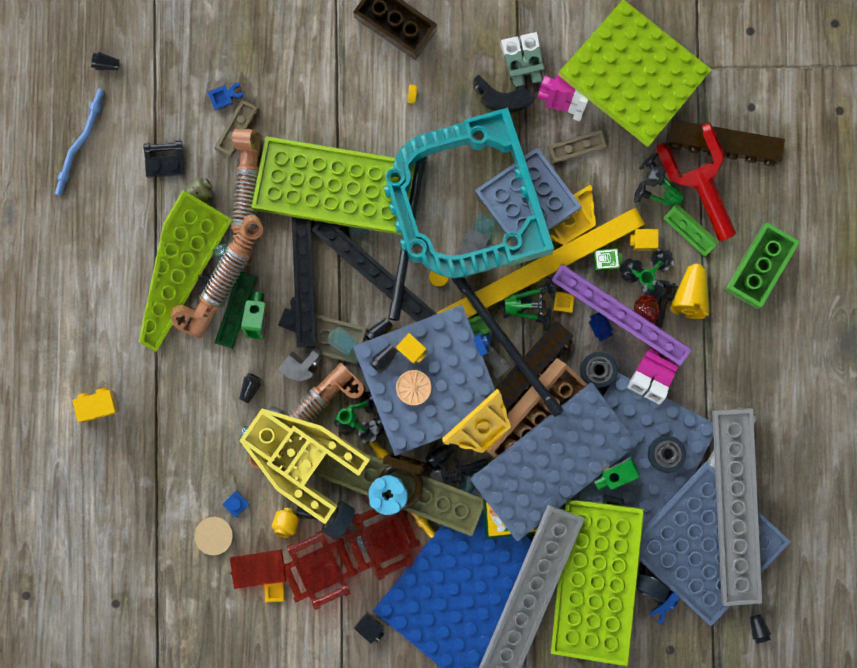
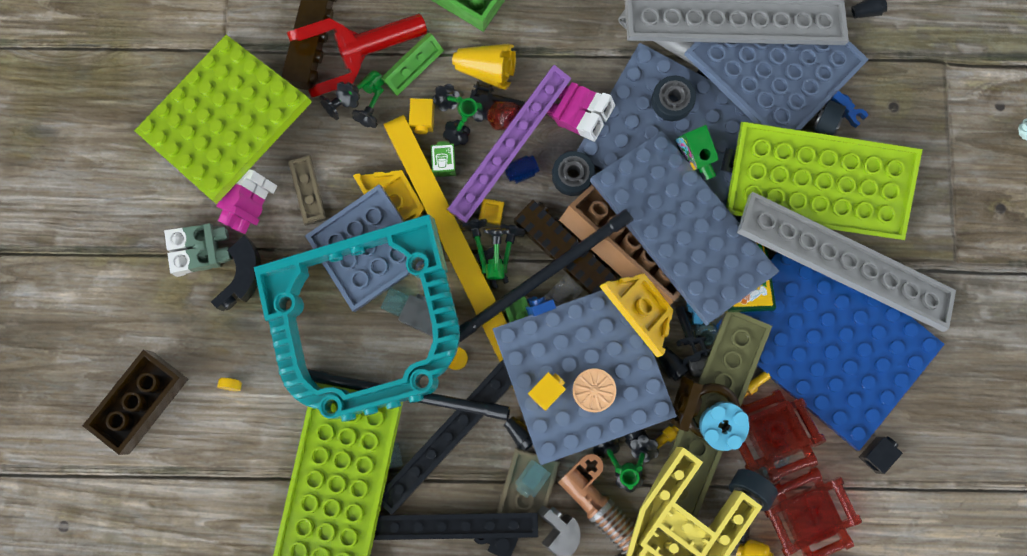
camera: 90 degrees left, 5 degrees down
(382, 359) = (560, 428): black cone -> none

